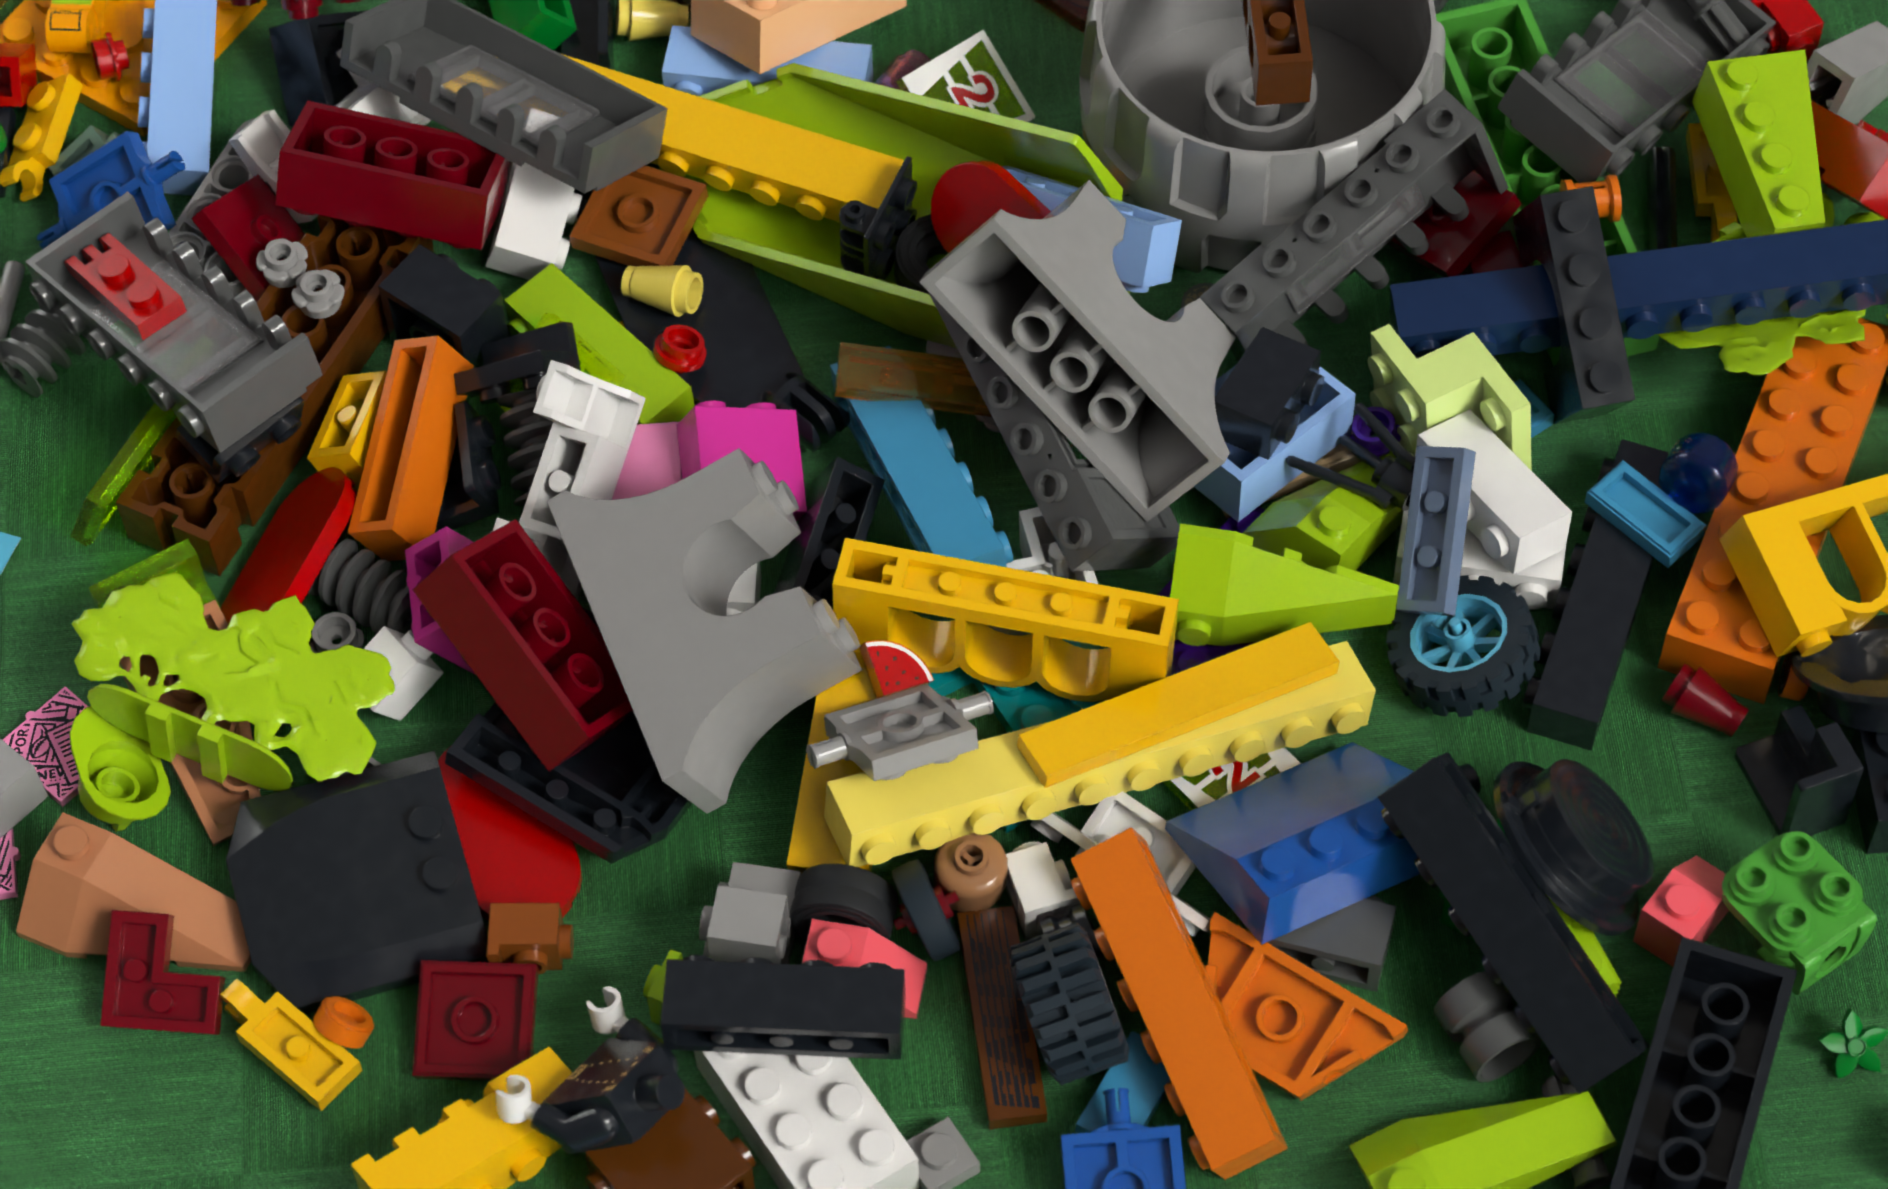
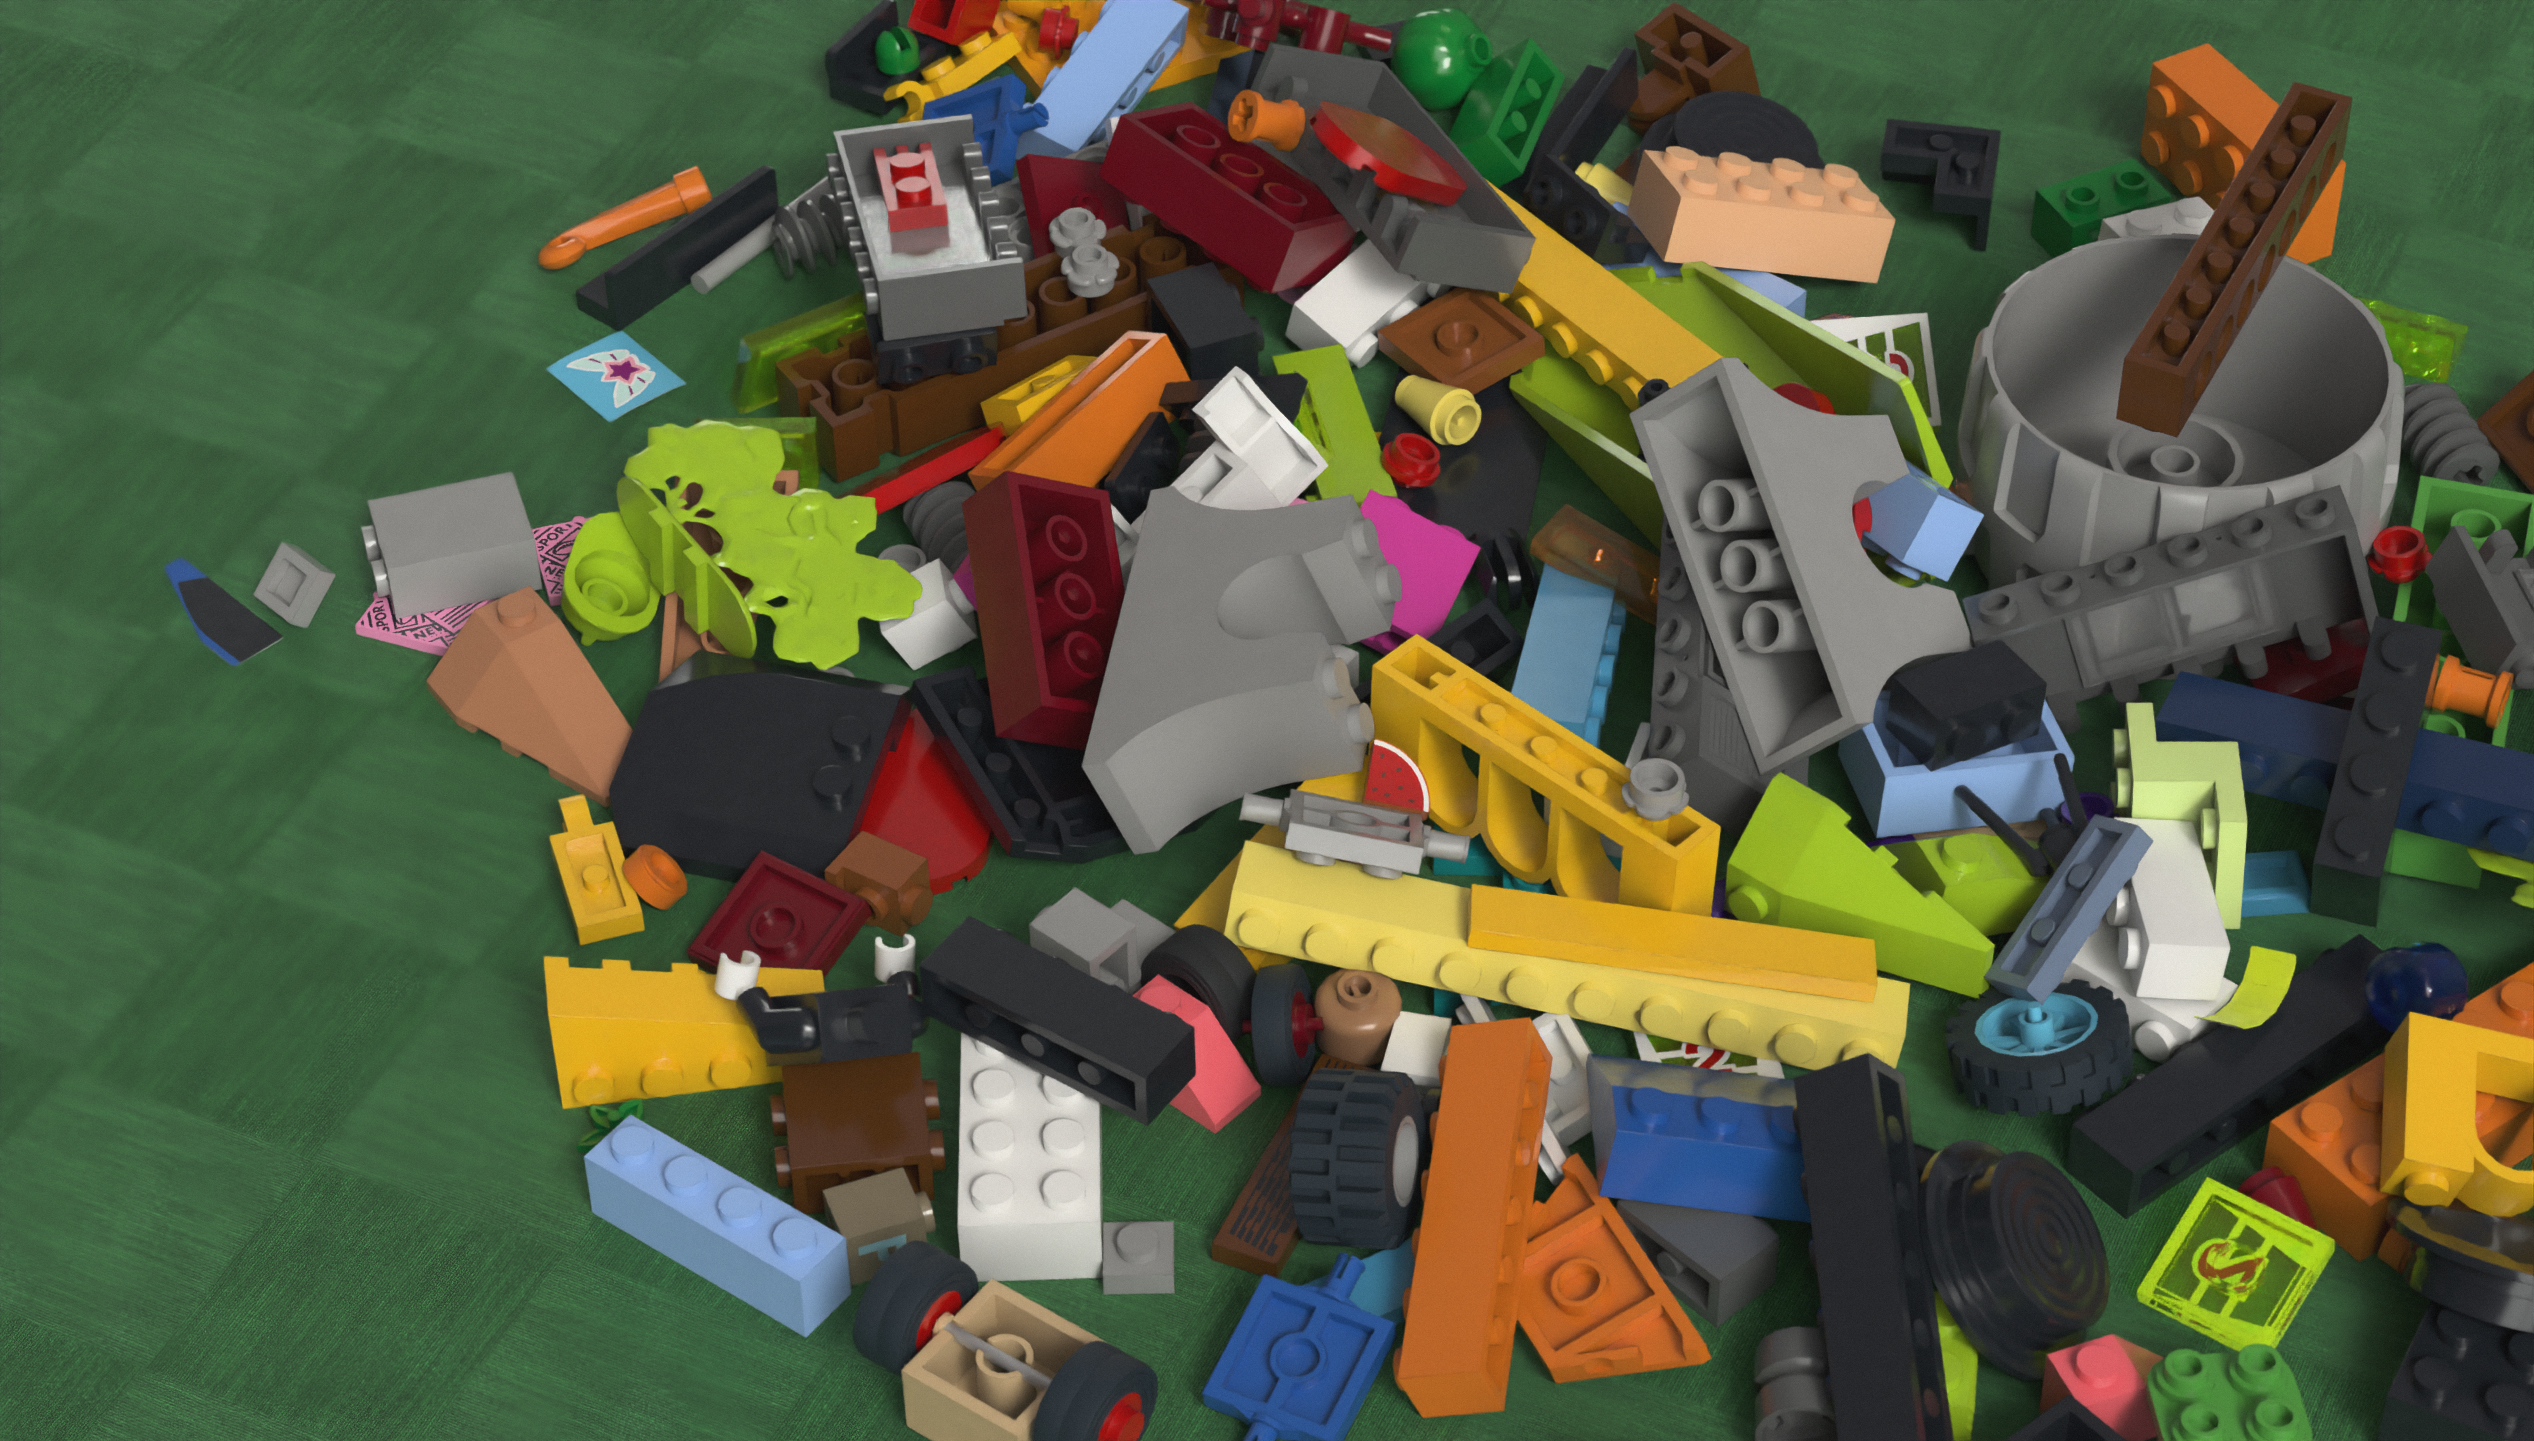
camera: 30 degrees right, 15 degrees down
(141, 989) = (496, 764): dark red plate -> none
(378, 98) = (1266, 120): none -> orange bush
(517, 90) = (1378, 145): none -> red tile
(670, 59) = (1583, 215): none -> black bracket
(1121, 583) = (1656, 789): none -> light grey plate
(1471, 89) = (2399, 554): none -> red plate
(1589, 529) = (2260, 991): none -> neon yellow sticker
(1645, 514) = (2334, 1008): dark azure tile -> none
(1702, 761) = (2235, 1268): none -> clear neon green tile
(1802, 774) = (2341, 1337): black panel -> none

